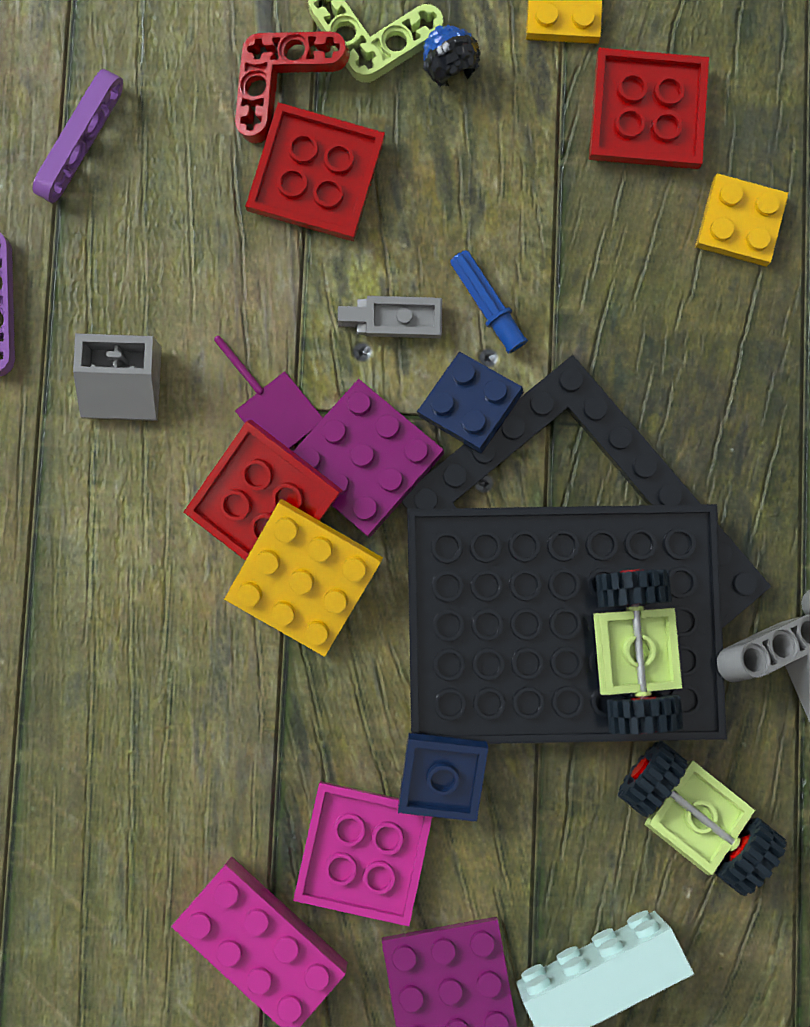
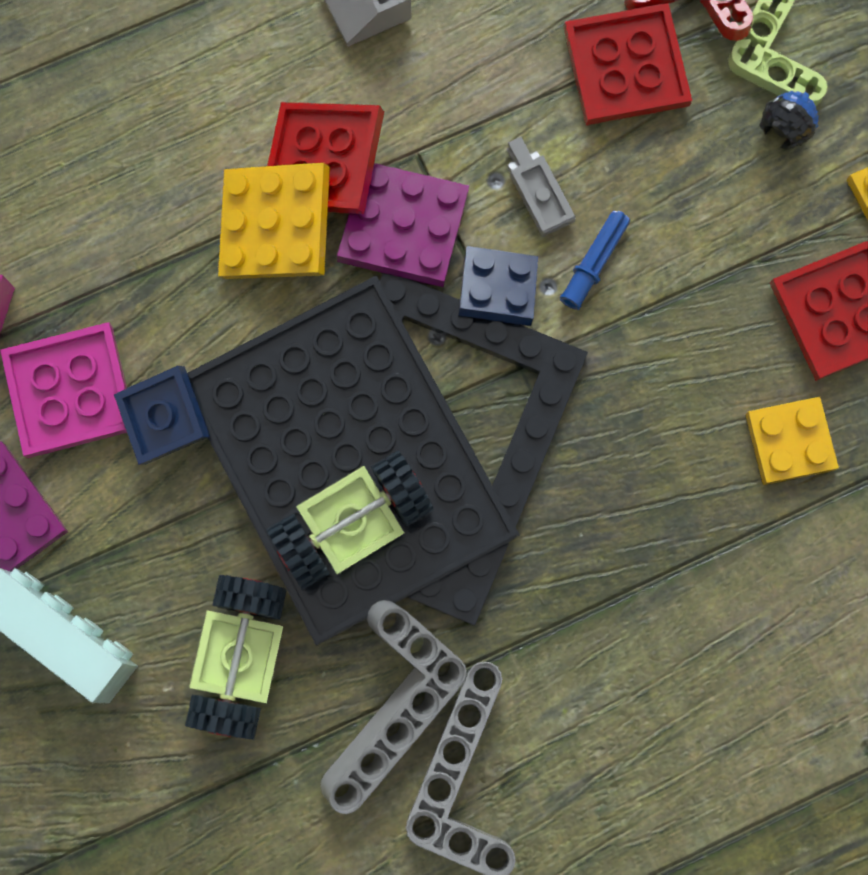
camera: 65 degrees right, 5 degrees down
(277, 407) = (407, 137): magenta piece -> none

